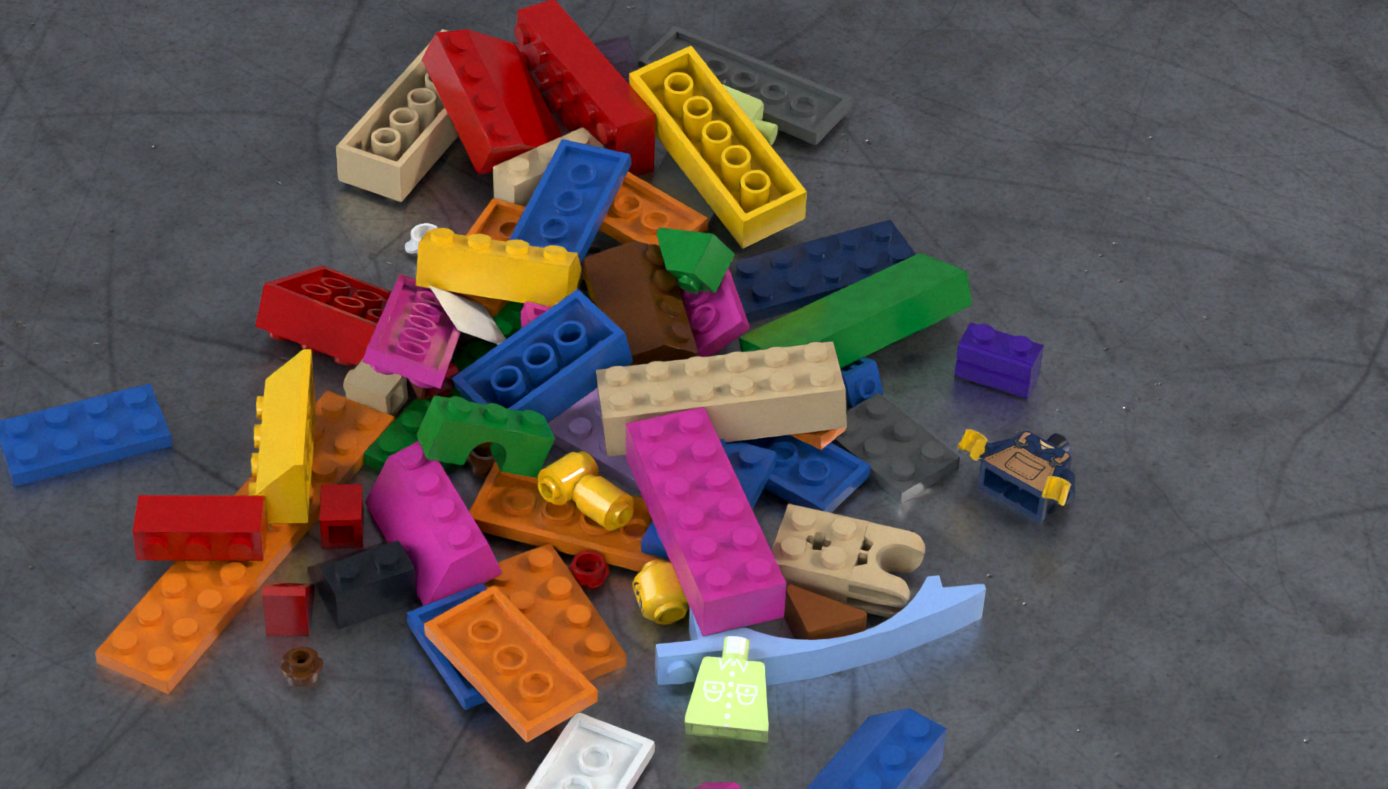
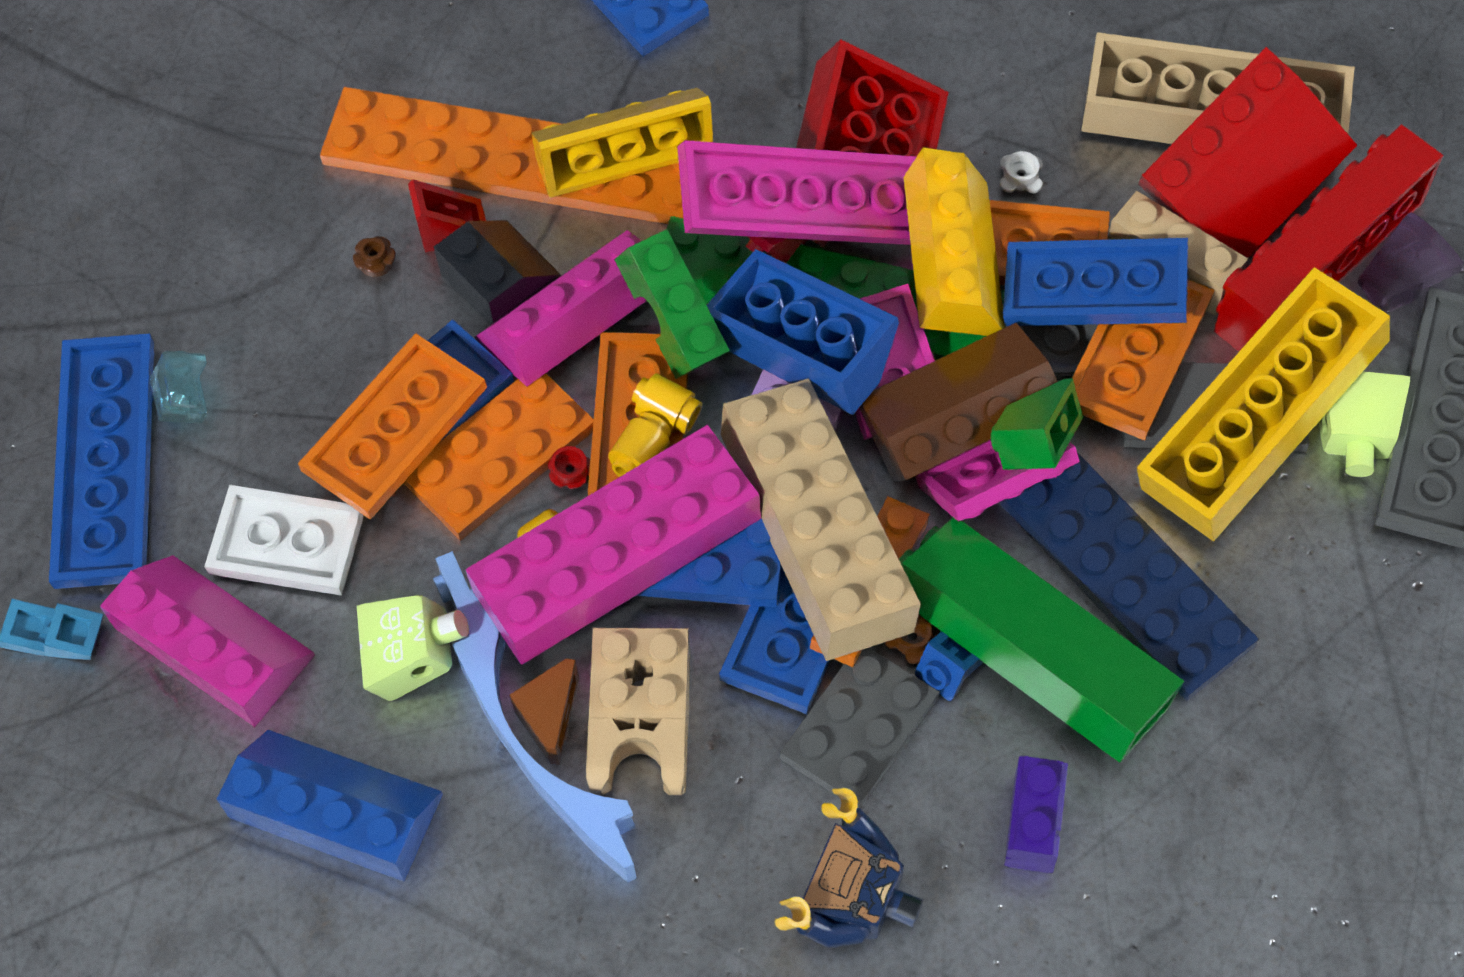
camera: 80 degrees right, 20 degrees up
(200, 528) = (492, 108): red brick -> none
(341, 516) = (573, 223): red brick -> none
(469, 316) = (872, 242): white sticker -> none

